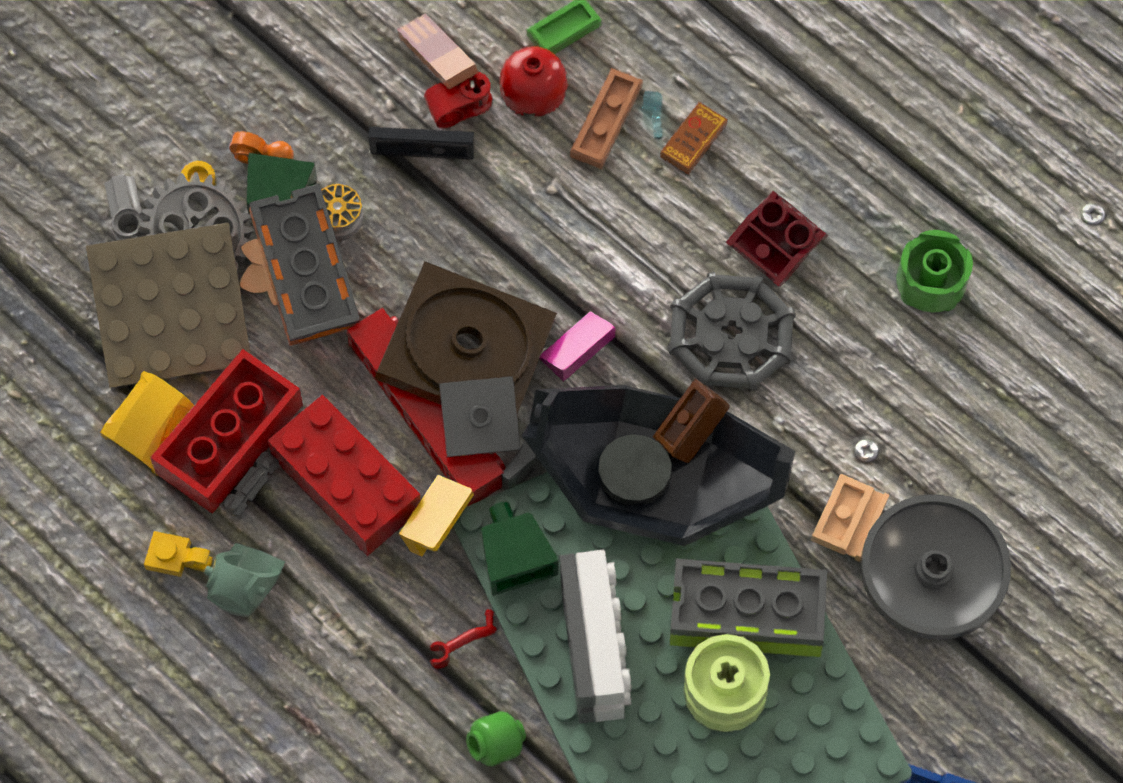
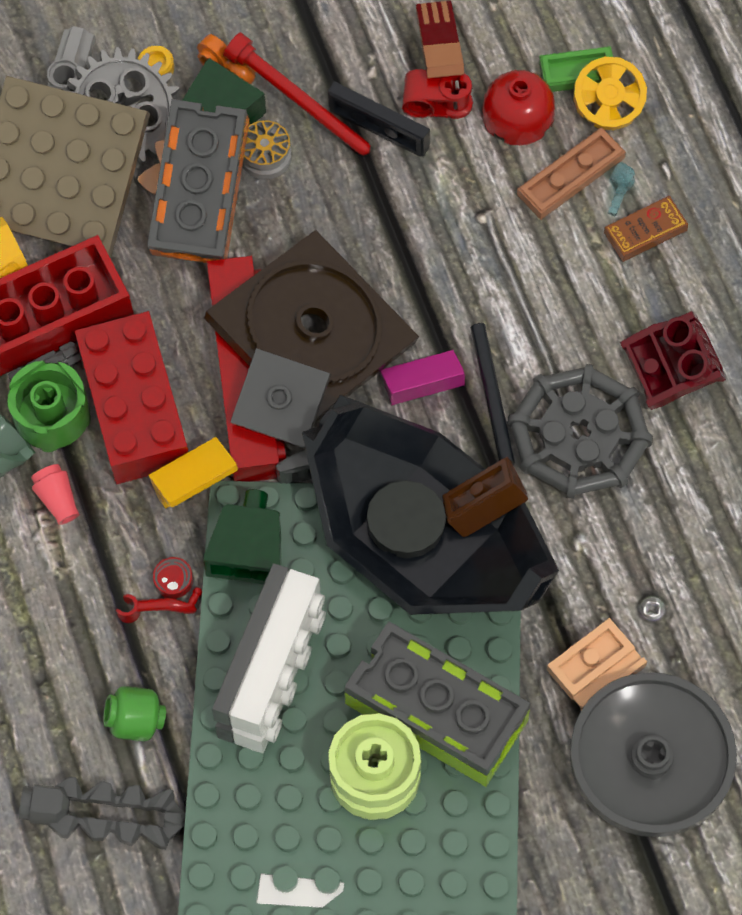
camera: 30 degrees right, 0 degrees up
(268, 497) = (48, 405): none -> bright green brick
(278, 135) = (242, 52): none -> red piece
(323, 587) = (55, 492): none -> coral cone
(462, 611) = (173, 577): none -> red tile
(603, 35) = (609, 93): none -> yellow piece
(643, 334) = (492, 392): none -> black bar

